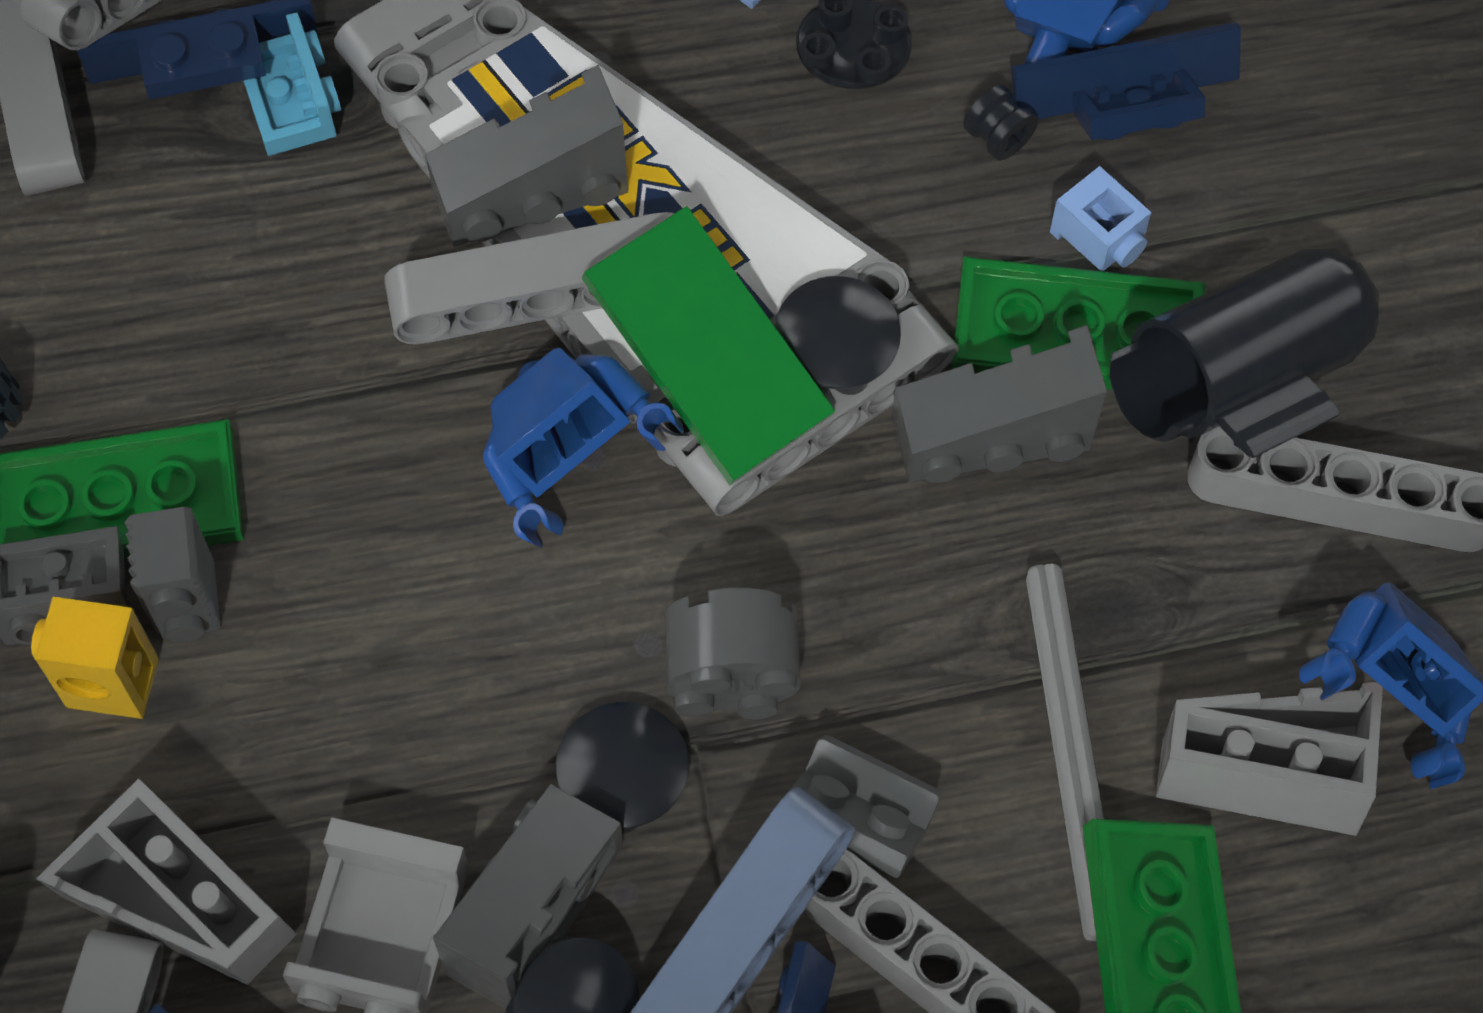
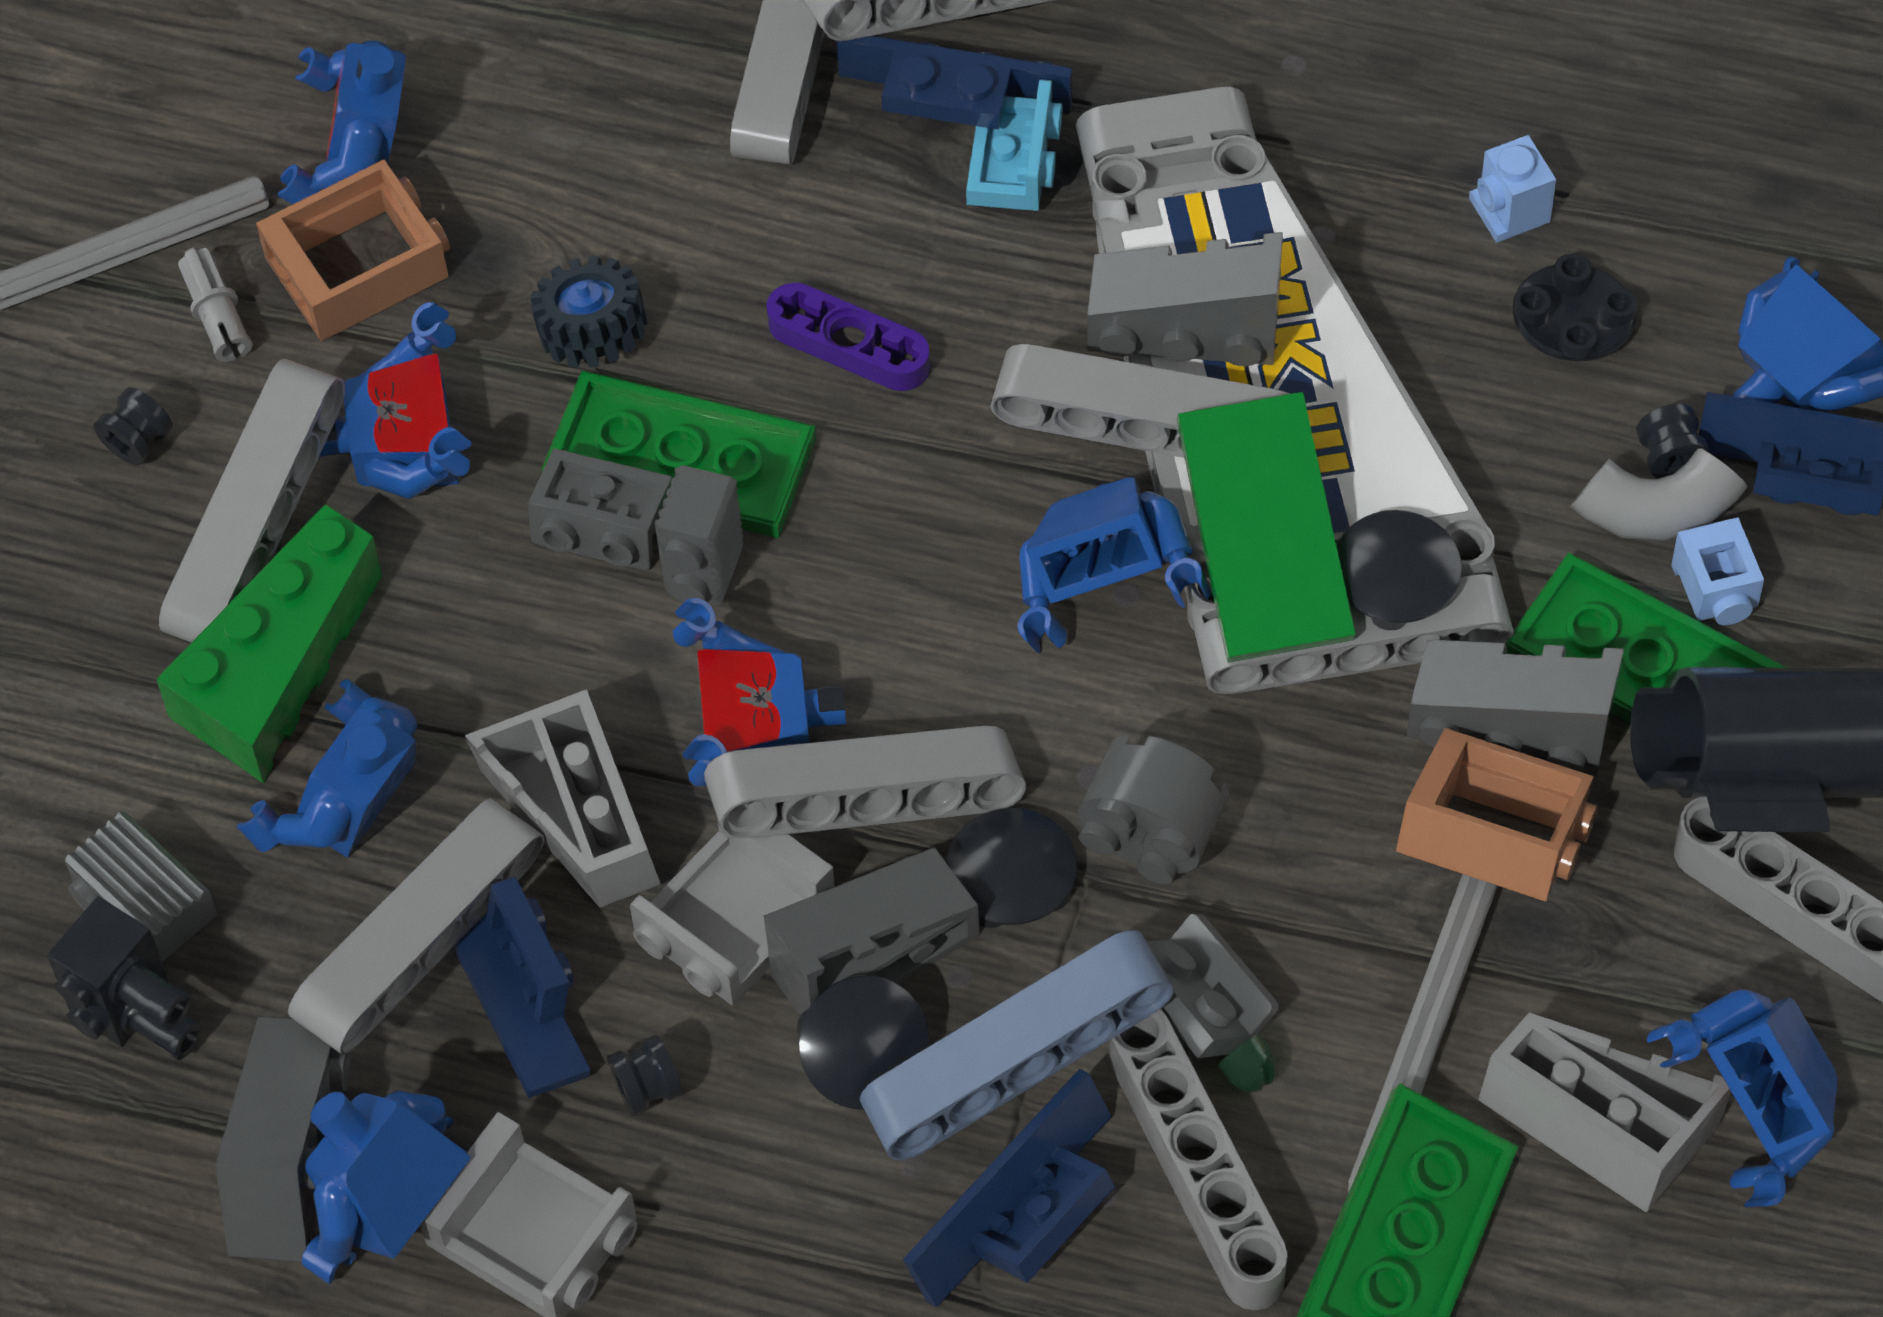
camera: 30 degrees right, 5 degrees down
(96, 657) = (601, 579): yellow brick -> none
(172, 338) = (861, 359): none -> dark purple beam
(302, 718) = (748, 691): none -> torso
(448, 751) = (863, 781): none -> light grey beam
(940, 859) = (1250, 1065): none -> clear green hinge
(1020, 185) = (1660, 506): none -> light grey cylinder
(1036, 488) = (1507, 783): none -> nougat window

